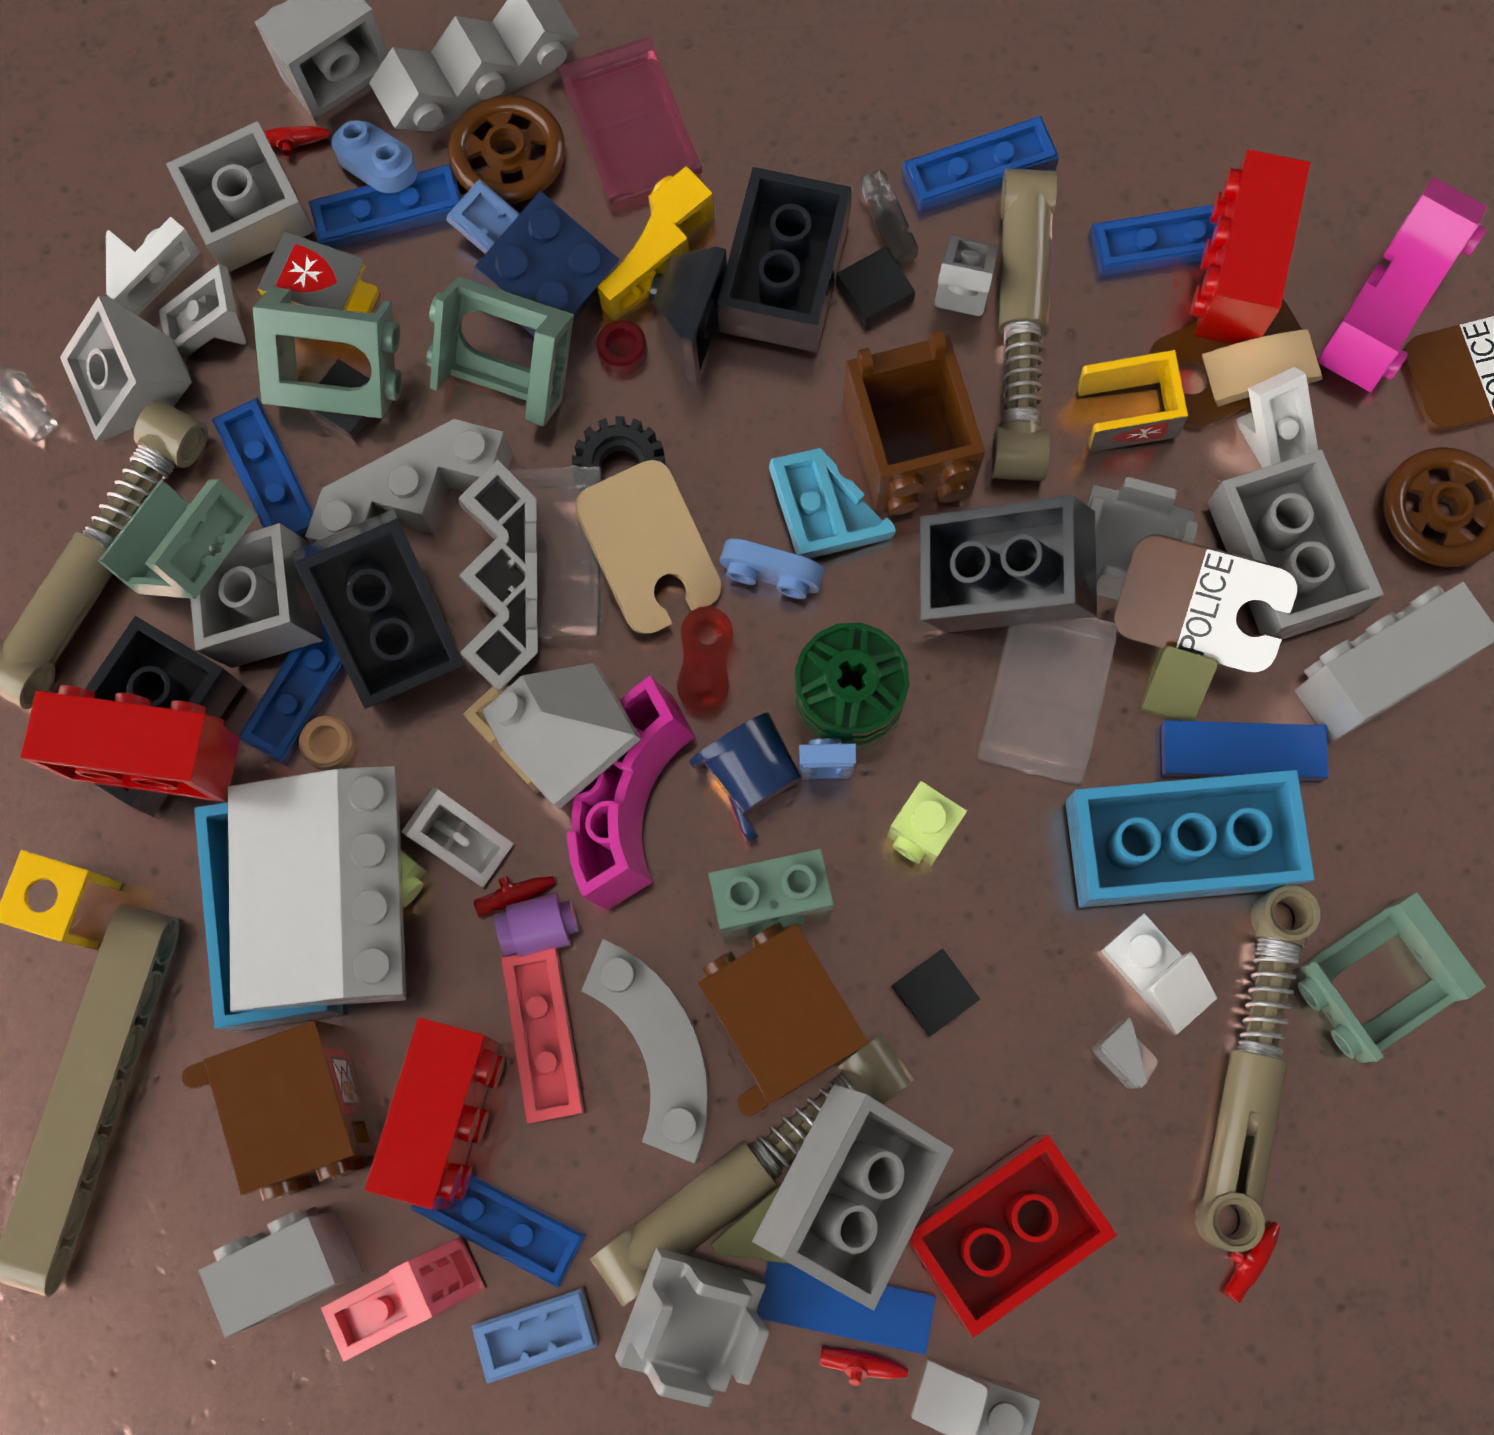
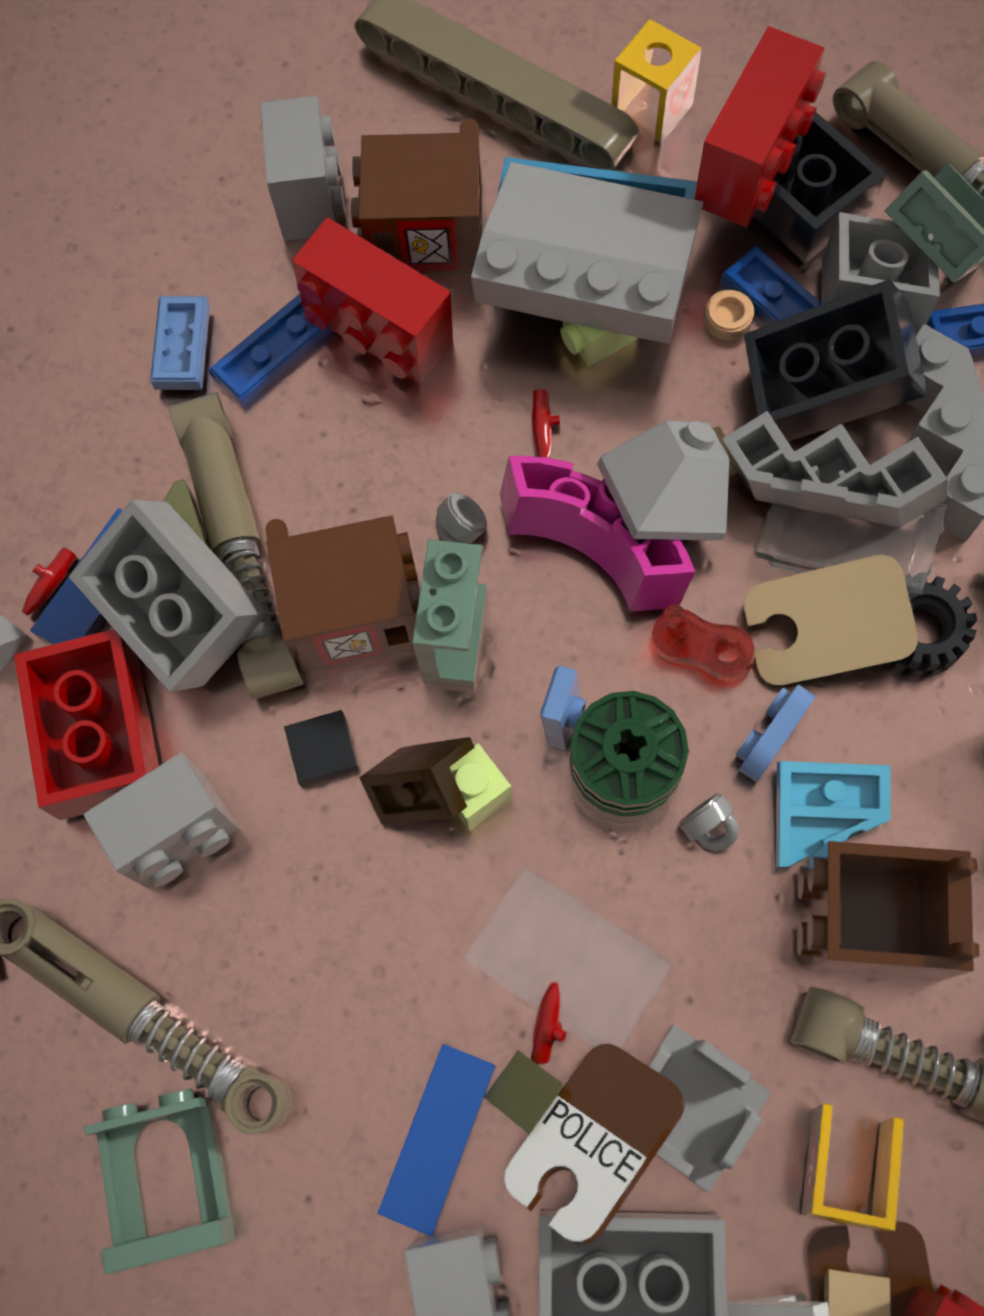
camera: 110 degrees right, 5 degrees down
(402, 1298) = (245, 259): coral bracket -> none
(457, 837) = (607, 386): white slope -> none
(535, 925) = (505, 427): medium lavender brick -> none
(542, 1036) = (412, 411): coral plate -> none
(653, 938) = (460, 519): none -> light grey tile
(668, 1045) = (329, 497): light grey brick -> none
(694, 1327) = (127, 445): light grey panel -> none
(749, 767) = (583, 642): dark blue hat -> none
(874, 604) = (706, 817): none -> light grey tile
(941, 874) = (417, 782): none -> dark brown panel
(1008, 565) = (700, 953): black brick -> none
(1081, 1106) = (161, 823): none -> light grey brick
(1115, 684) = (547, 1025): none -> red helmet
(1125, 1055) = (195, 896): light grey slope -> none
(1160, 974) = (256, 960): white slope -> none
(1188, 838) = (363, 1032): dark azure brick -> none

